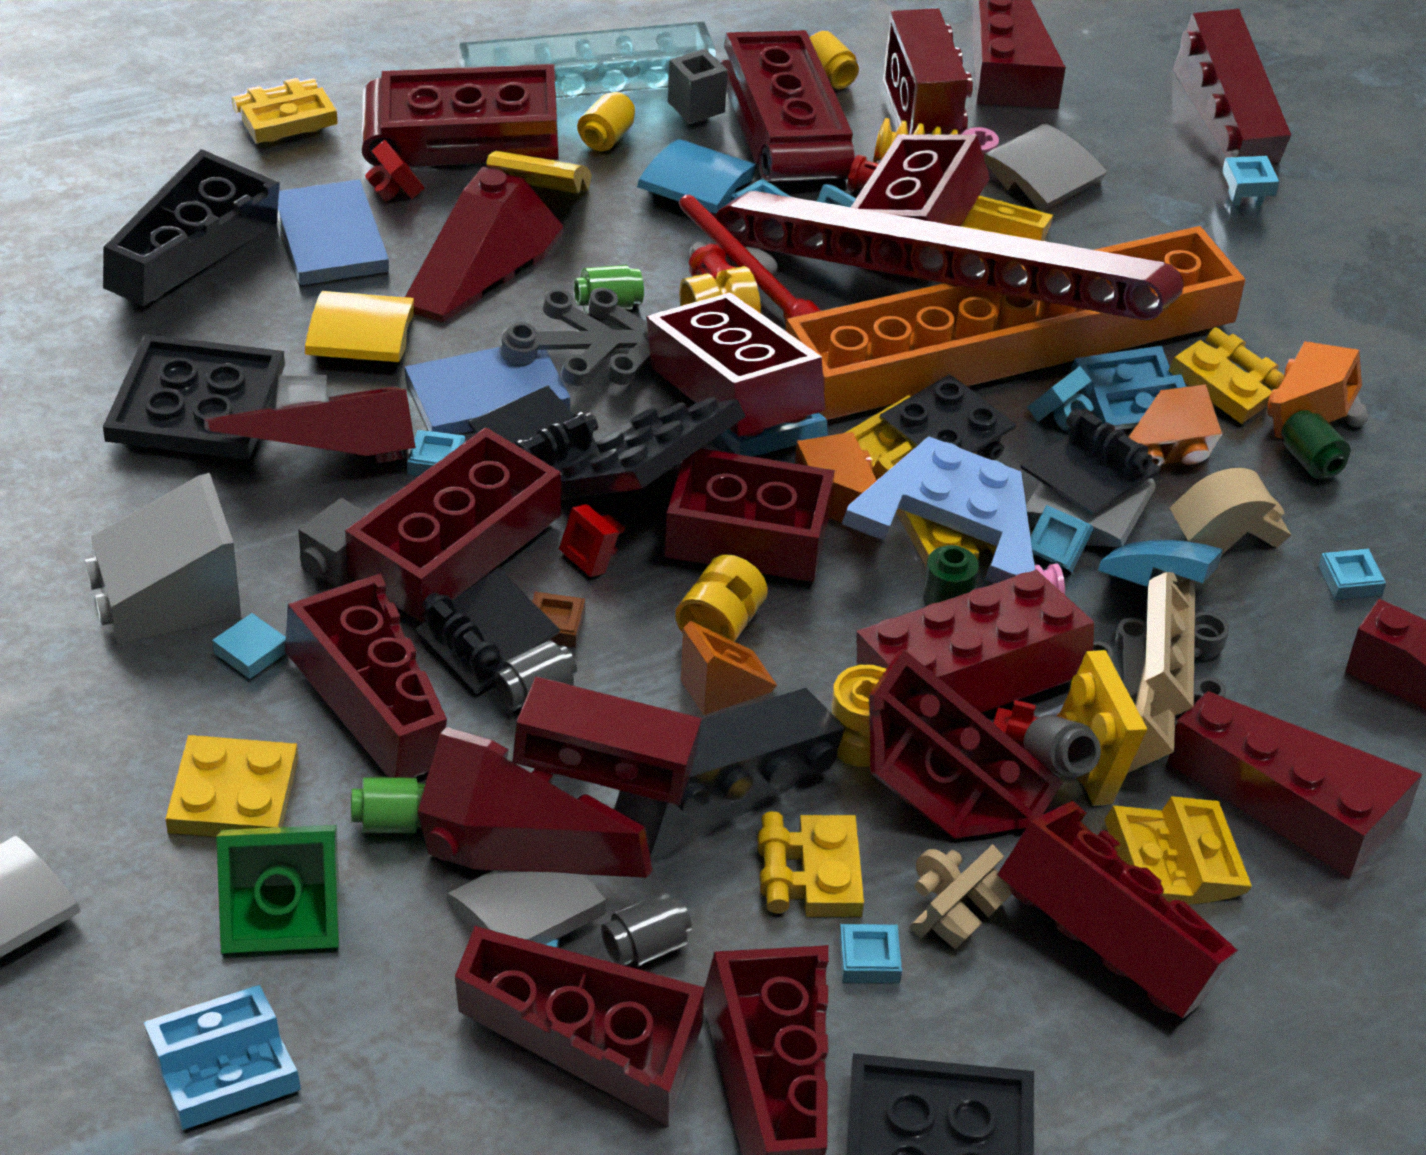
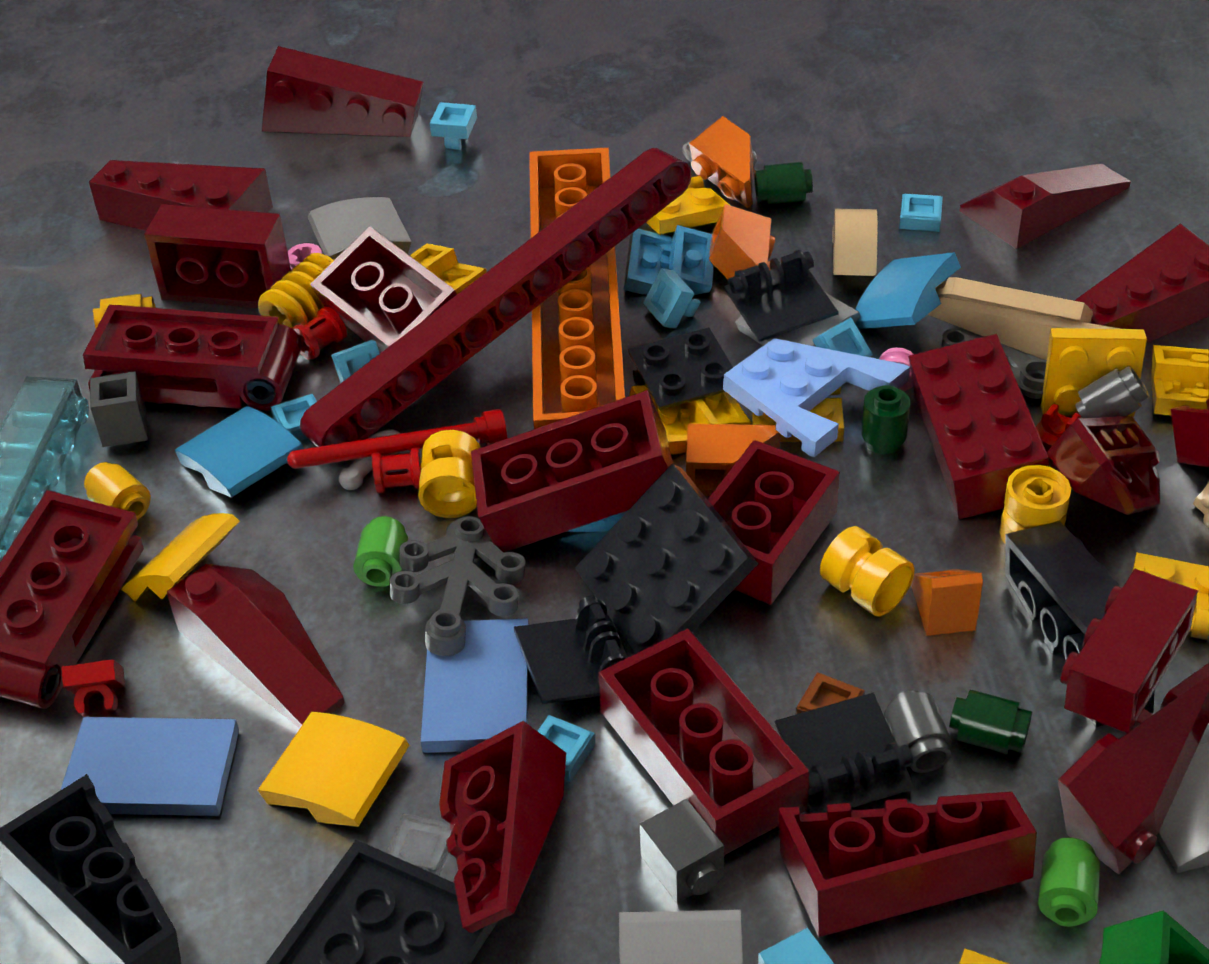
camera: 65 degrees left, 0 degrees up
(590, 539) = (746, 646): red tile -> none

